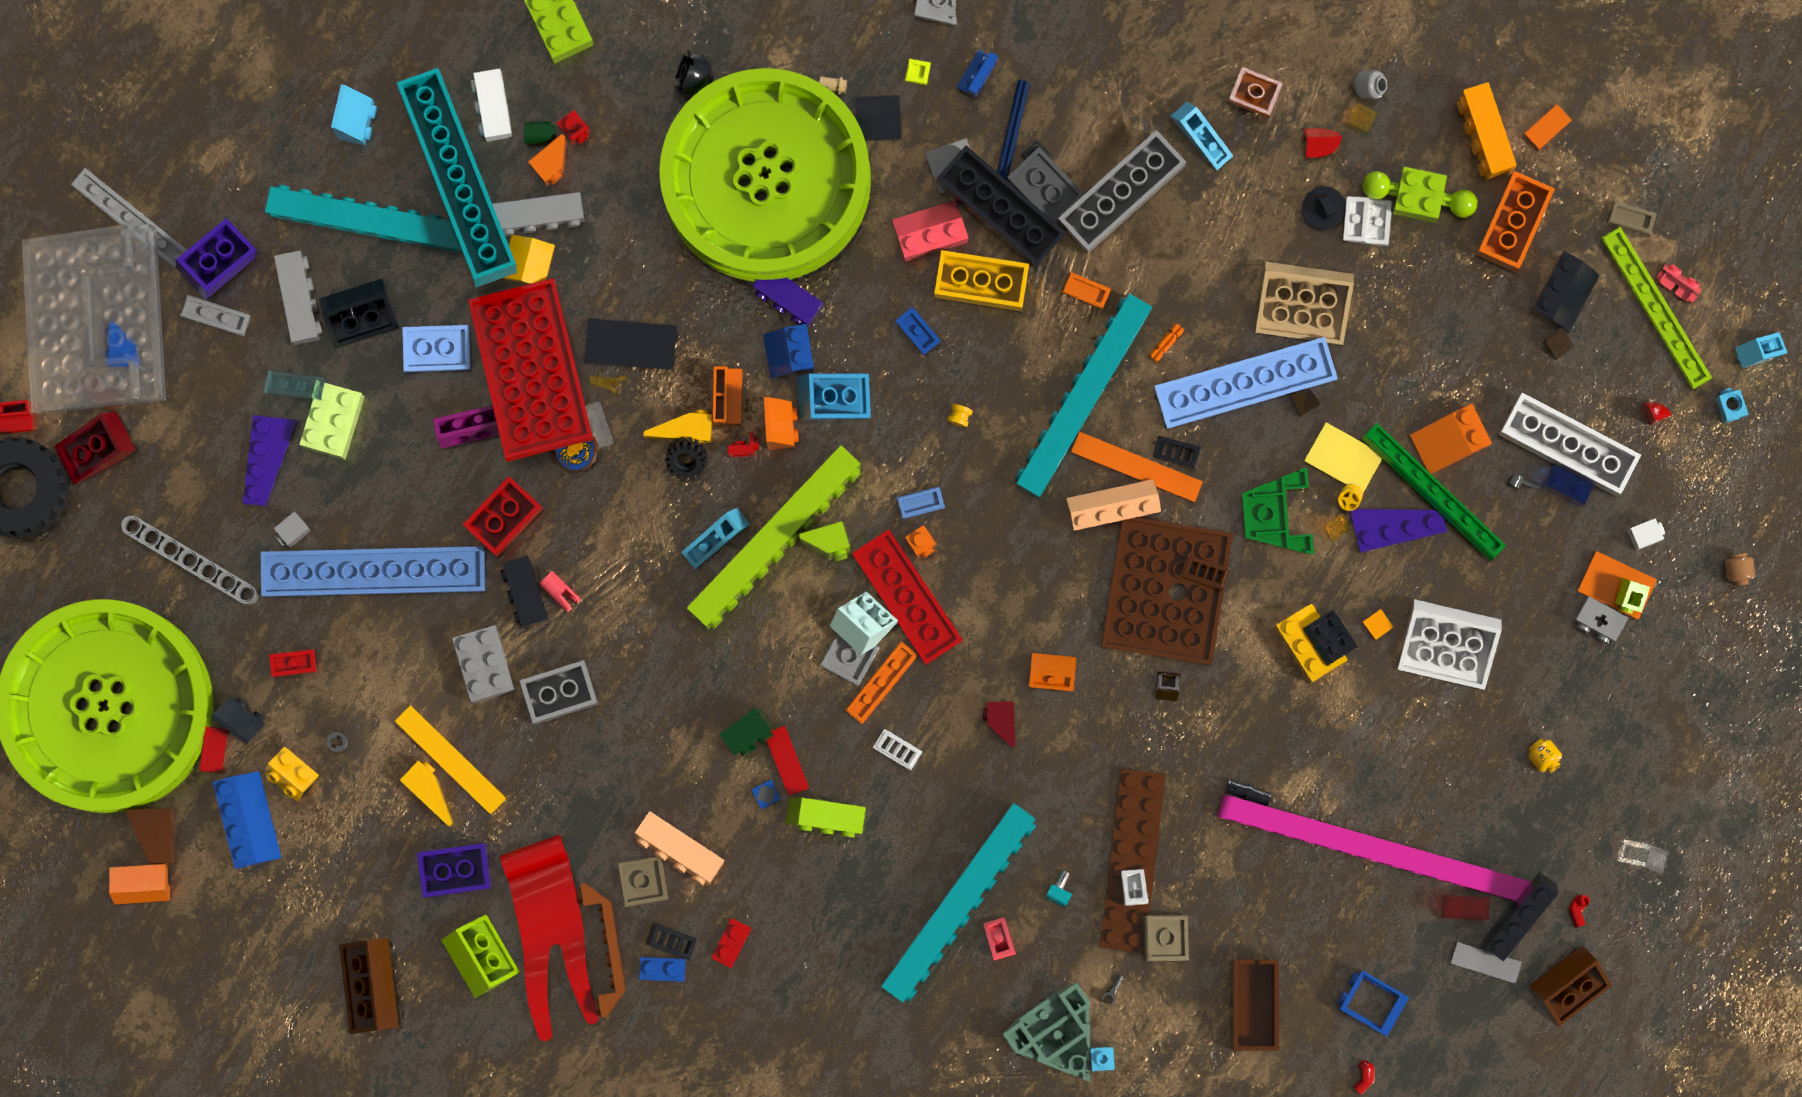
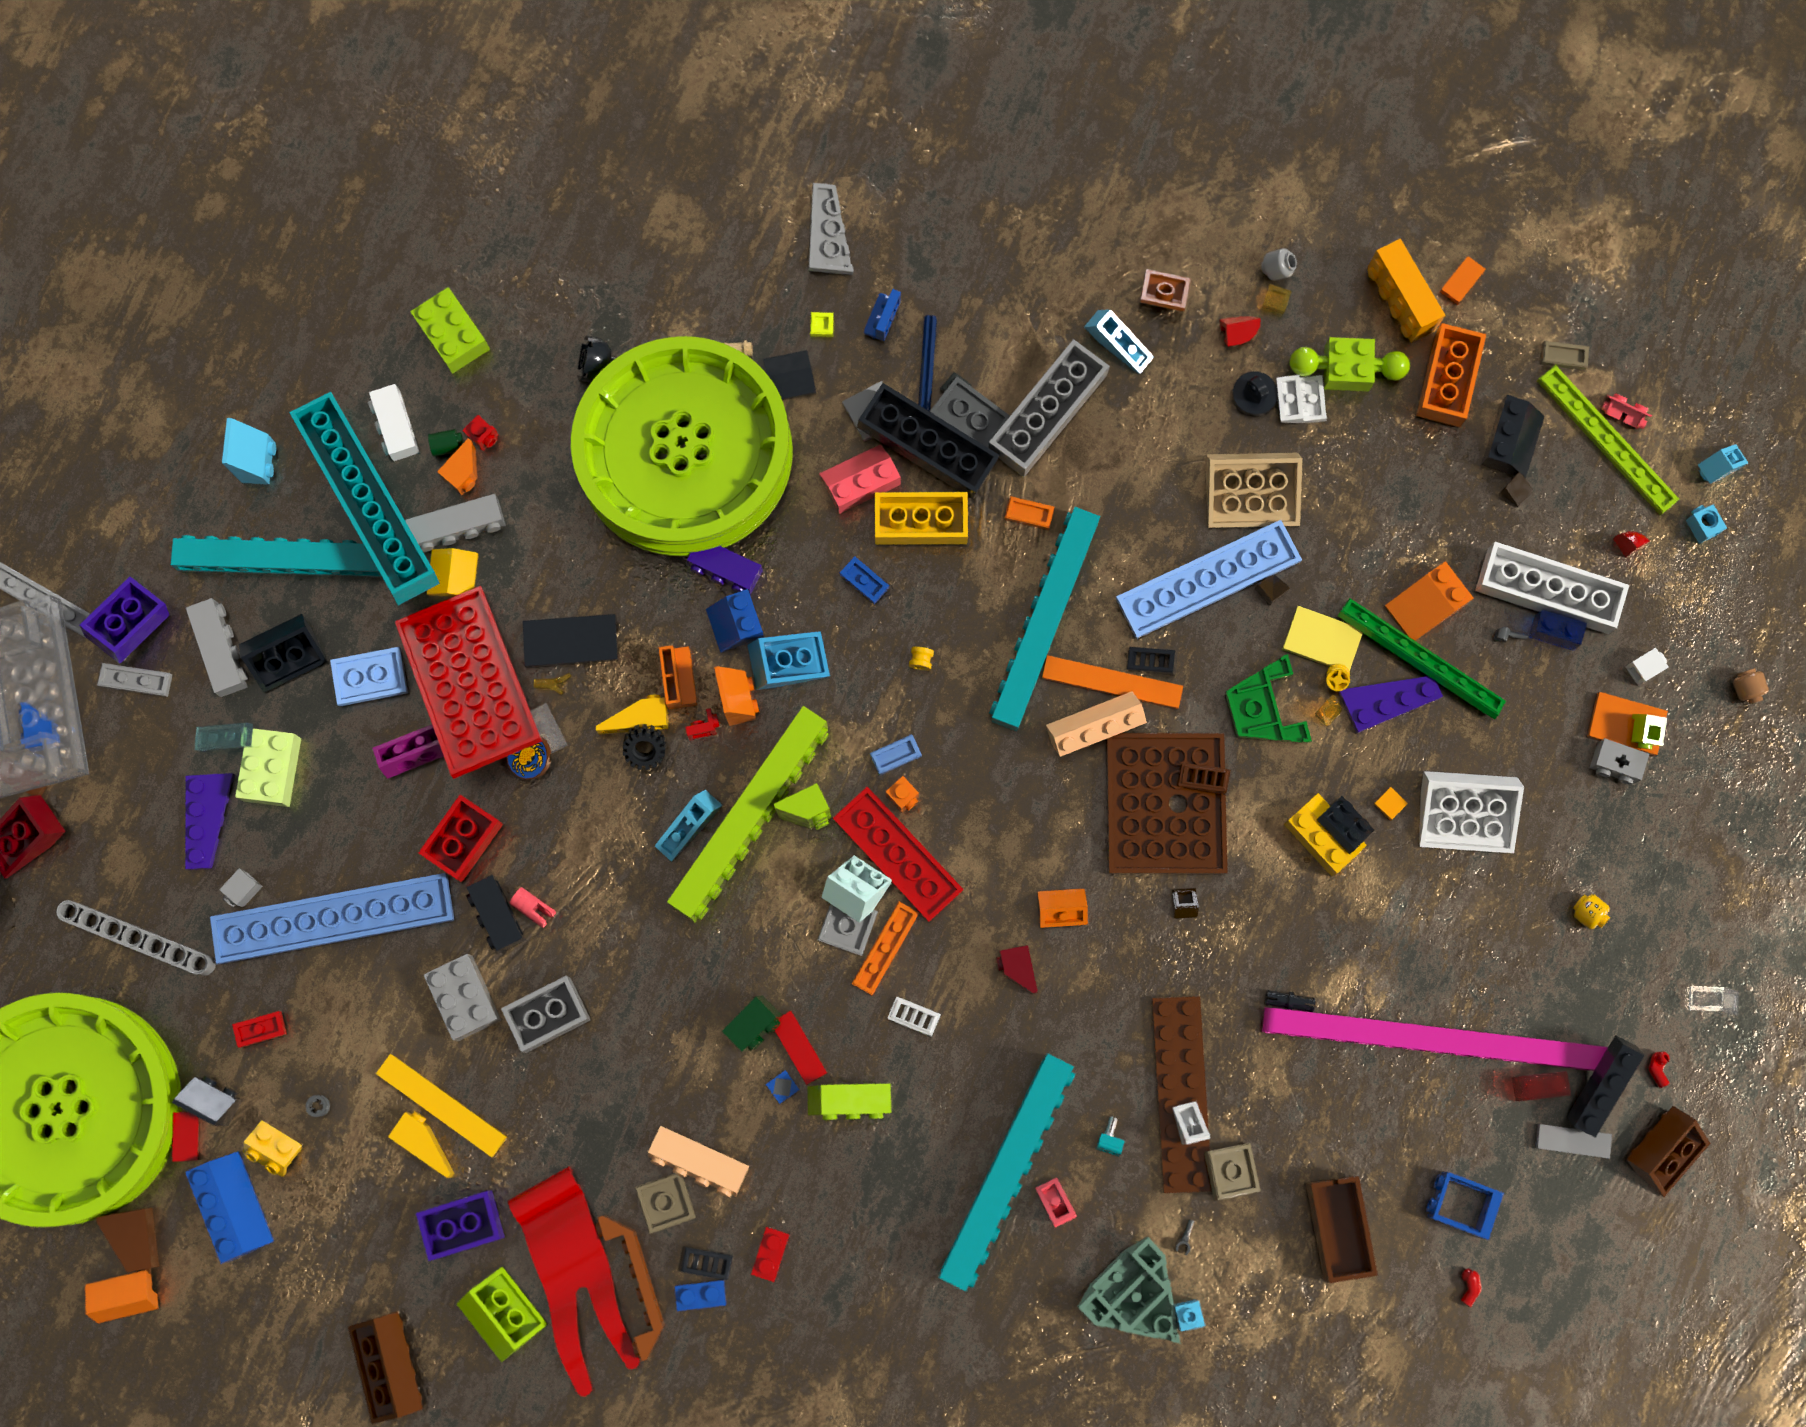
camera: 10 degrees left, 5 degrees down
(1166, 342) = (1120, 551): orange axle -> none

